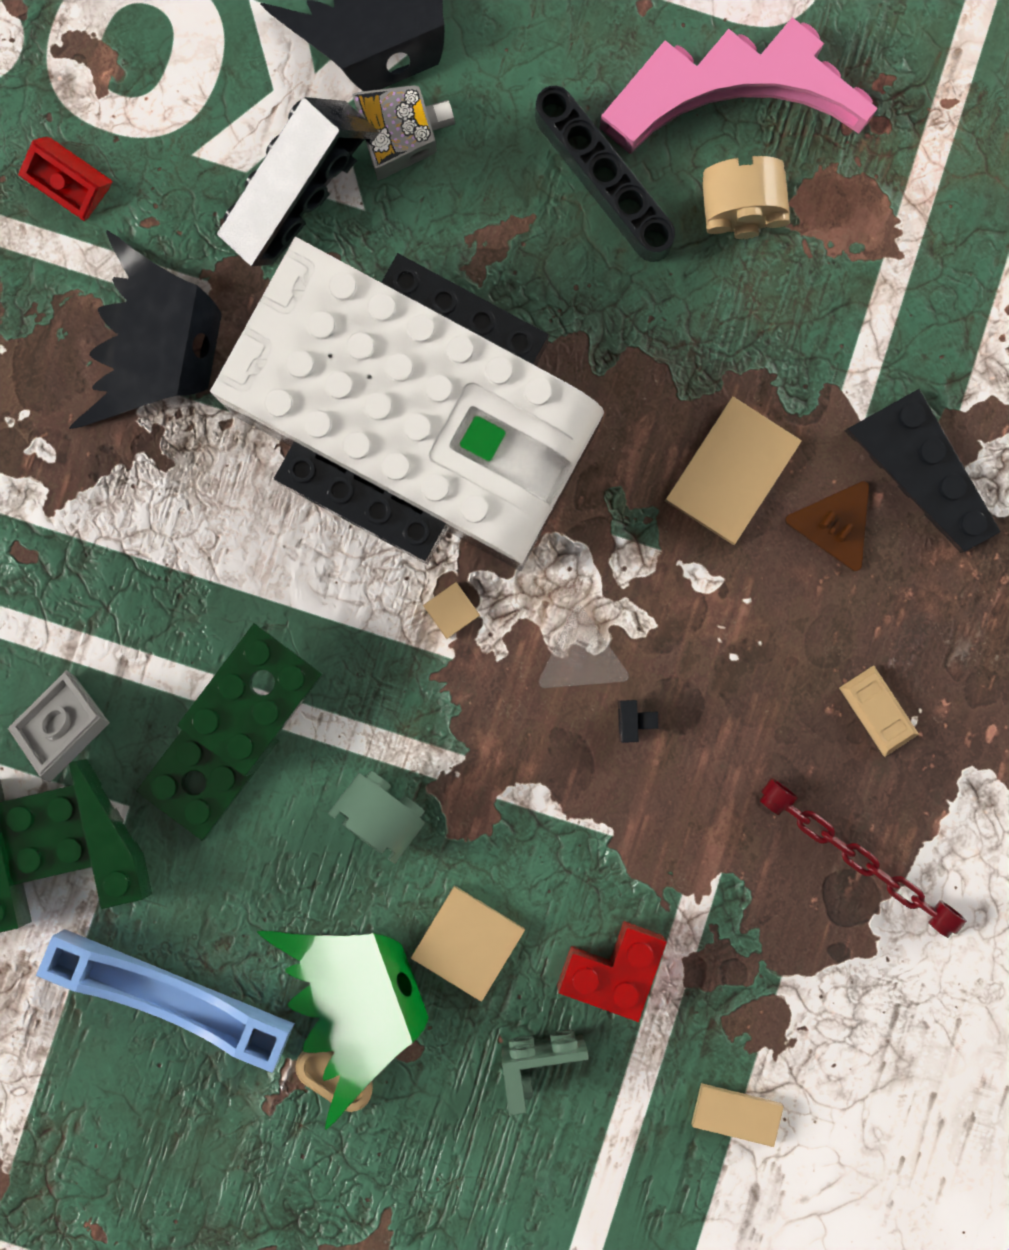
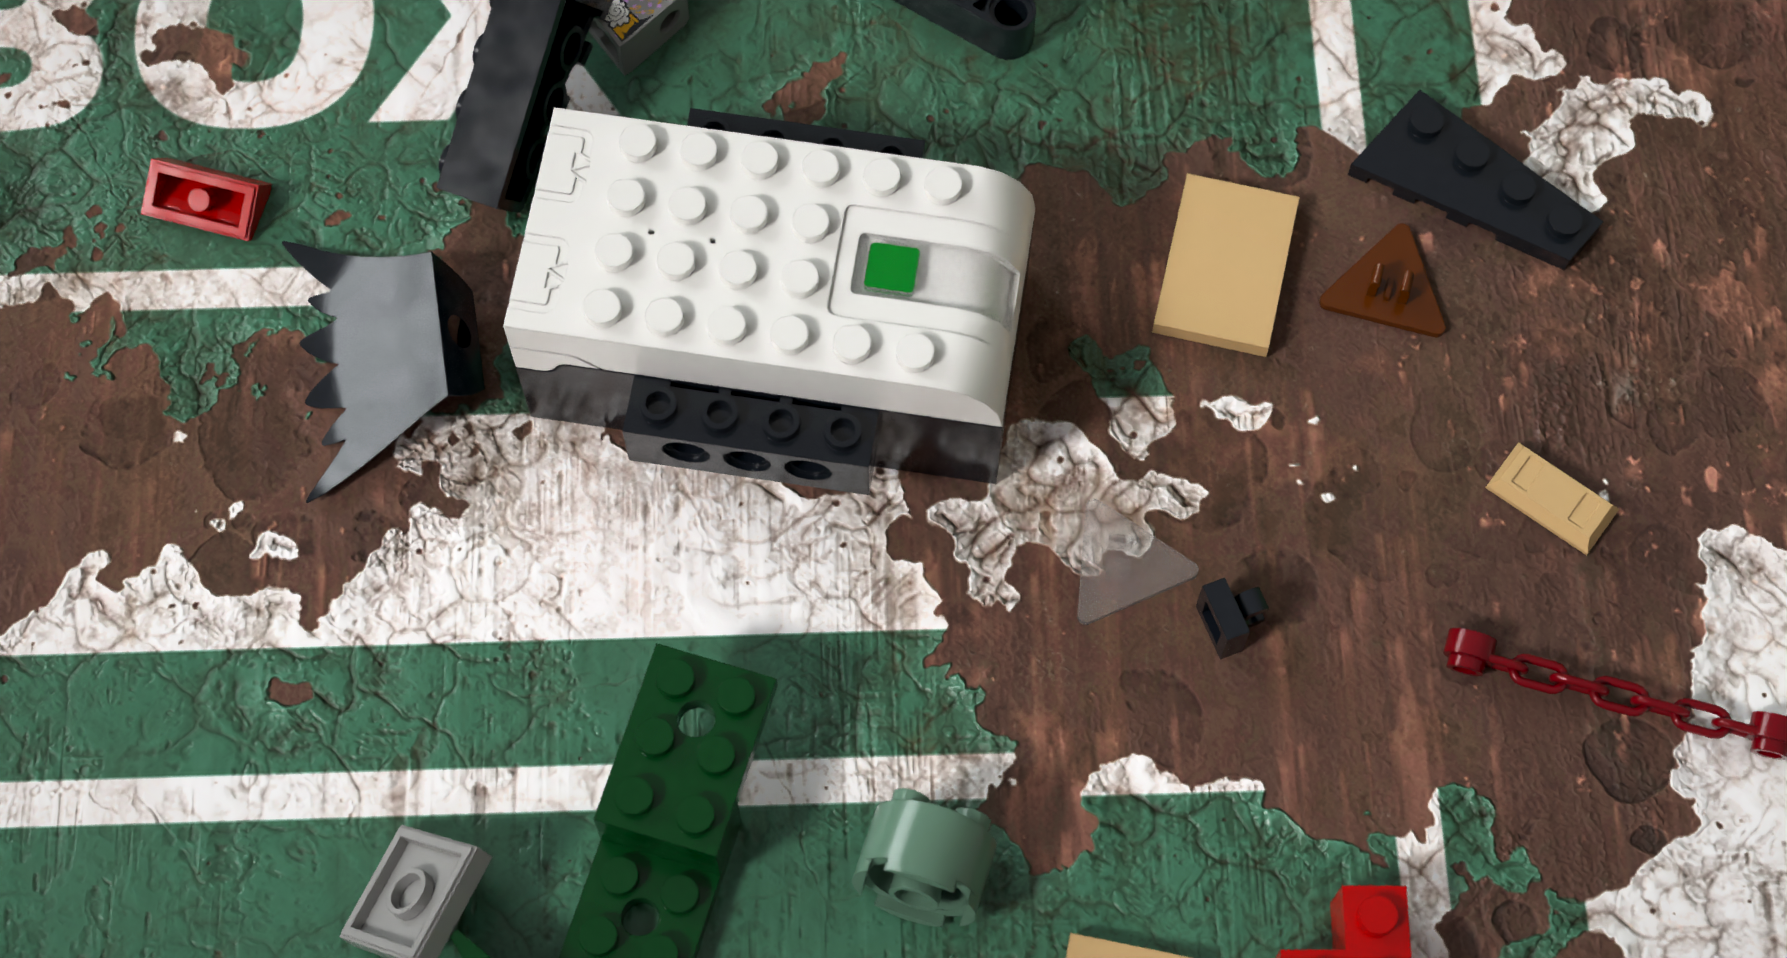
camera: 20 degrees left, 20 degrees down
(451, 610) = (921, 561): tan tile -> none

